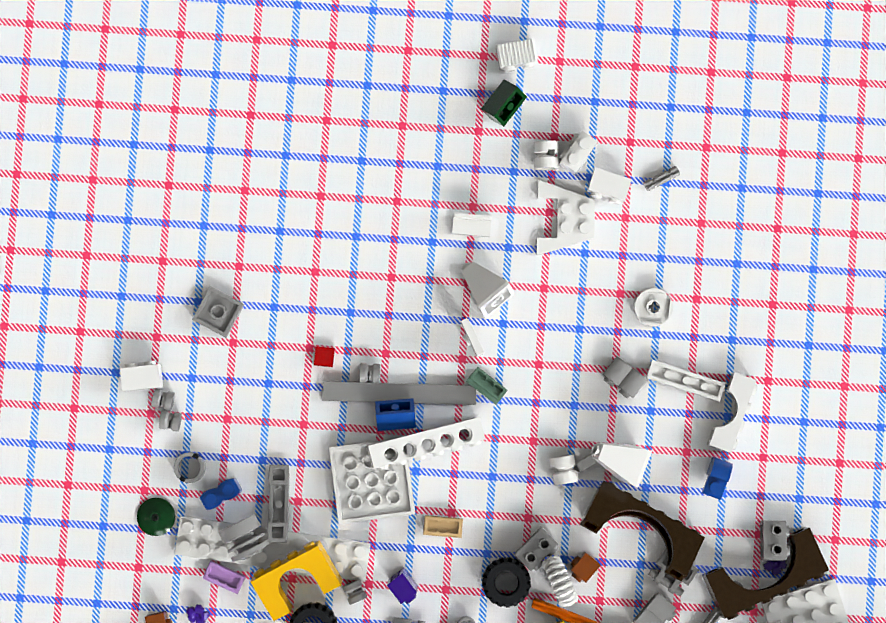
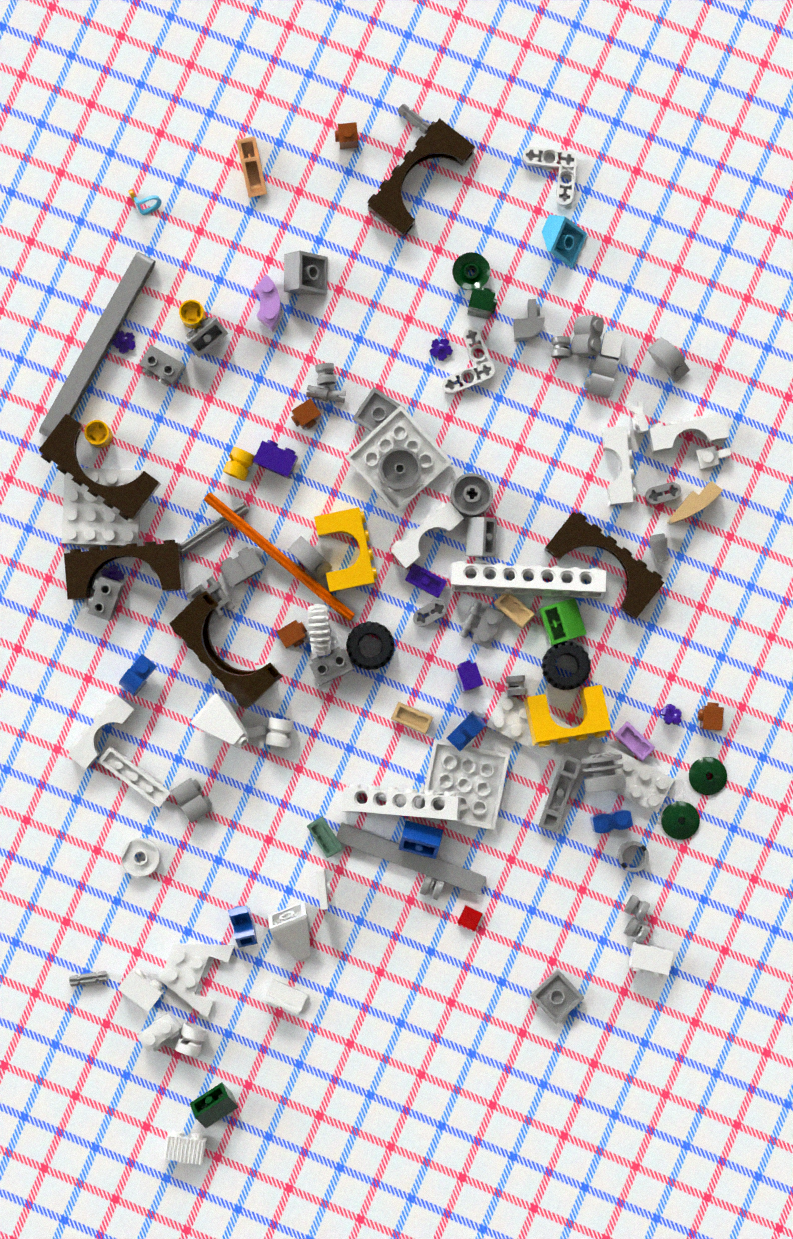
camera: 160 degrees left, 0 degrees up
(153, 565) = (698, 773): none -> dark green dish
(387, 532) = (466, 731): none -> blue brick
(534, 276) = (243, 926): none -> blue brick

